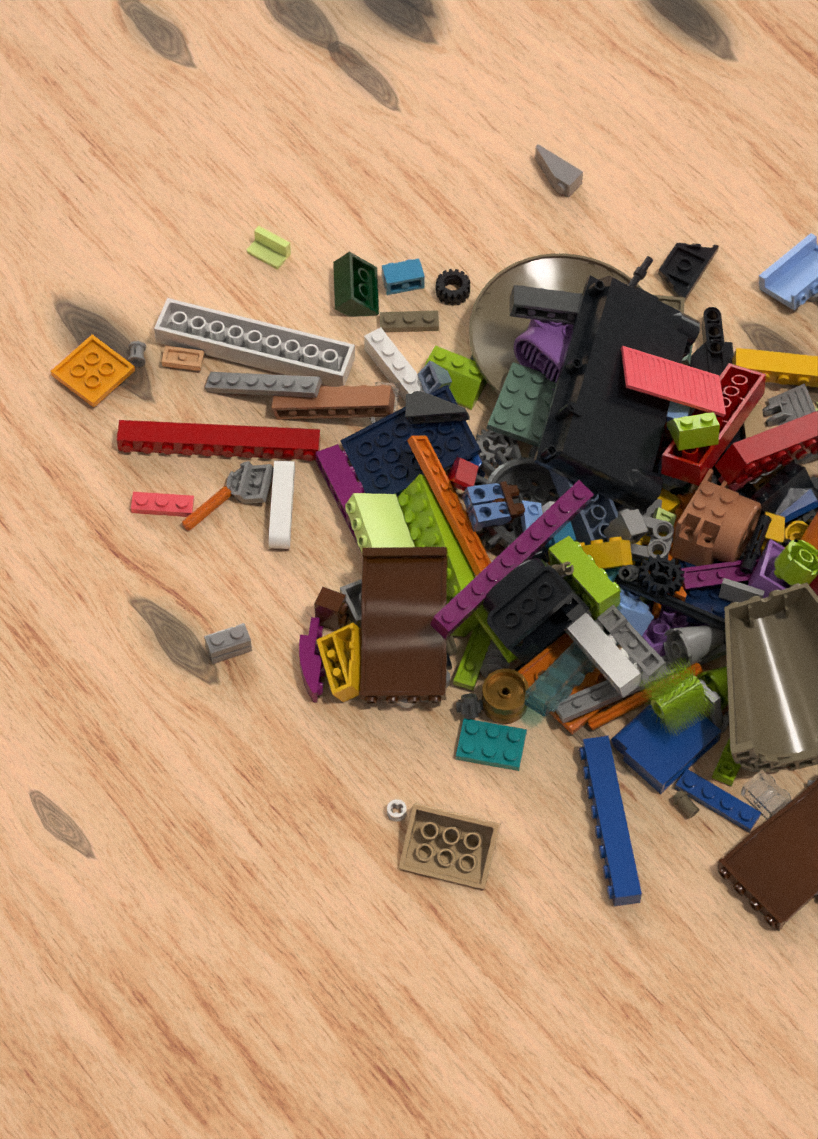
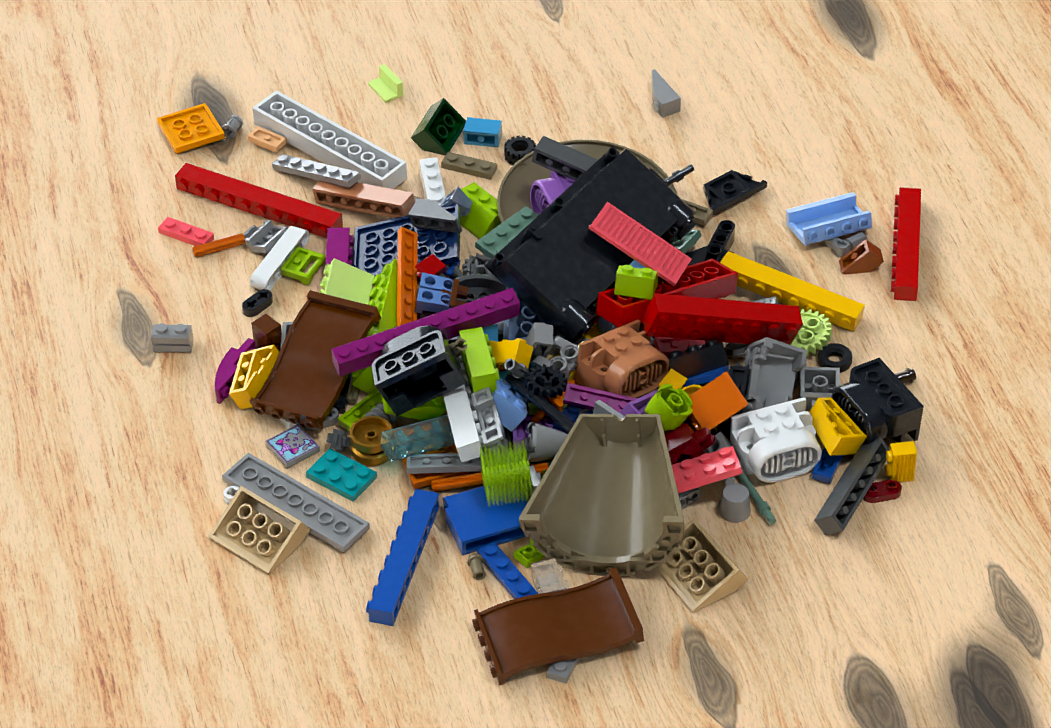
camera: 25 degrees right, 15 degrees down
(284, 565) = (257, 303): none -> black beam
(303, 503) = (299, 261): none -> lime plate
(423, 728) = (292, 446): none -> tile
(466, 794) = (317, 512): none -> light grey plate
(748, 564) = (647, 385): black pin -> none

